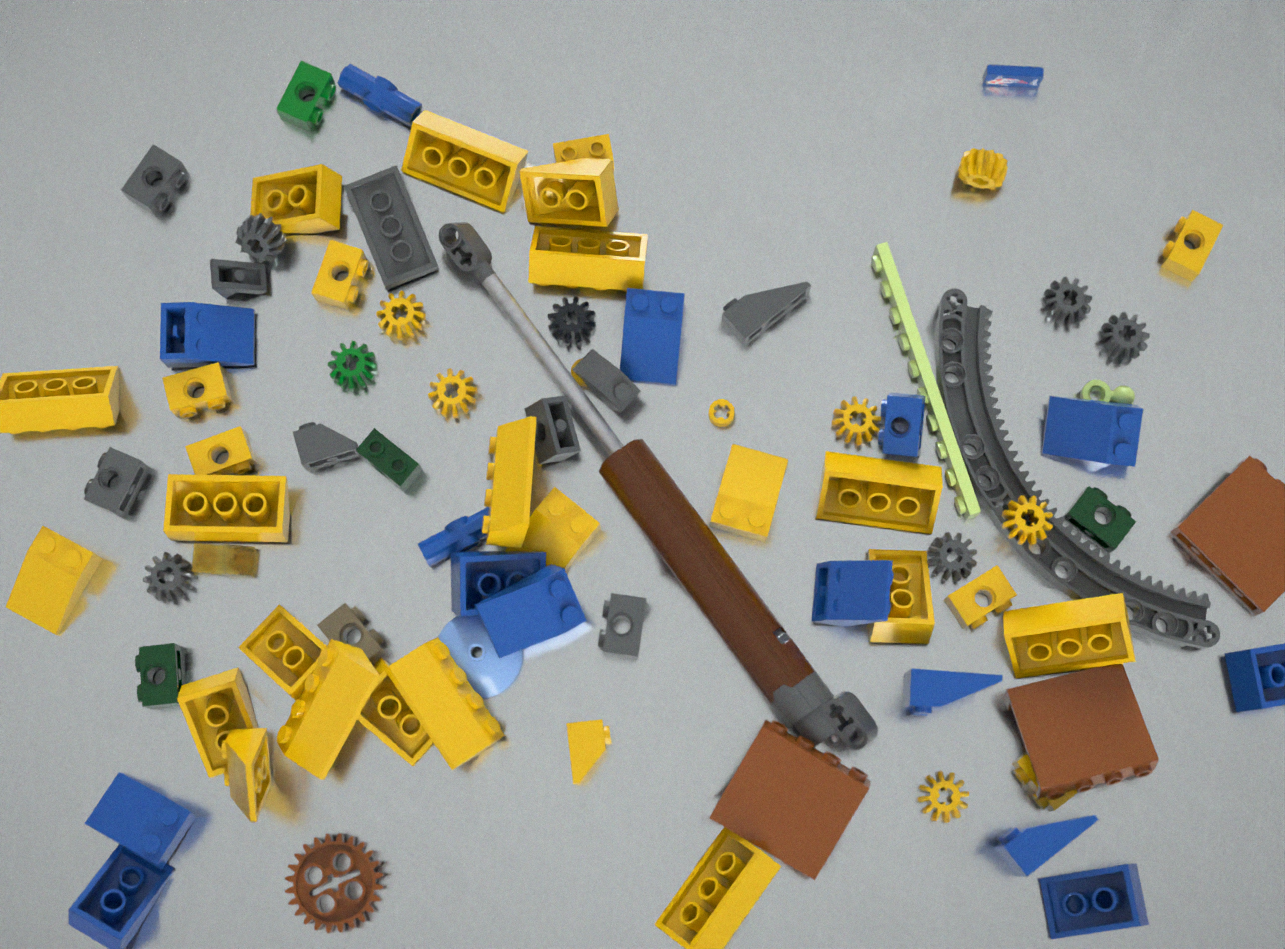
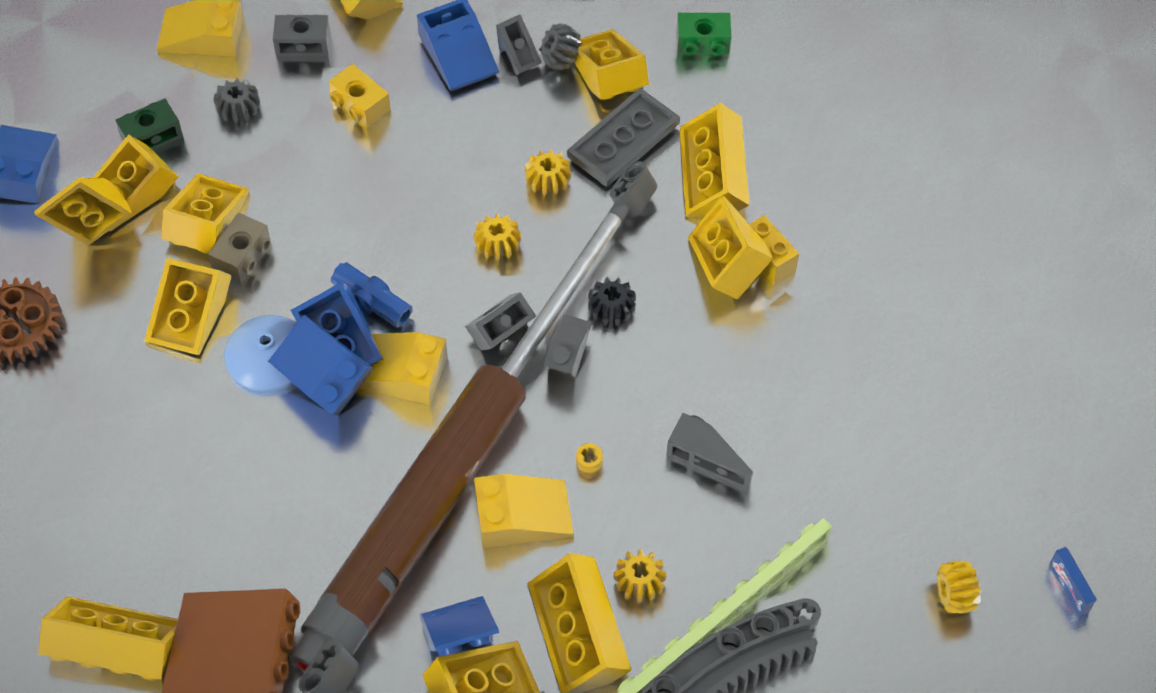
camera: 65 degrees right, 20 degrees down
(181, 386) = (407, 58): yellow brick -> none
(222, 560) = (269, 133): clear yellow slope -> none
(227, 508) = (312, 113): yellow slope -> none
(322, 445) = (401, 161): dark grey slope -> none
(327, 708) = (164, 239): yellow slope -> none
(336, 259) = (560, 115): yellow brick -> none
(342, 369) = (484, 155): green gear -> none
(379, 94) = (737, 79): blue piece -> none
(389, 460) = (412, 212): dark green brick -> none
(445, 702) = (205, 331): yellow slope -> none
(510, 483) = (430, 303): yellow slope -> none
(586, 746) = (212, 467): yellow slope -> none
(587, 258) = (677, 291): yellow slope -> none
(628, 643) = (335, 466): dark grey brick -> none
(652, 336) = (632, 370): blue slope -> none
(912, 409) = (672, 614): blue brick -> none

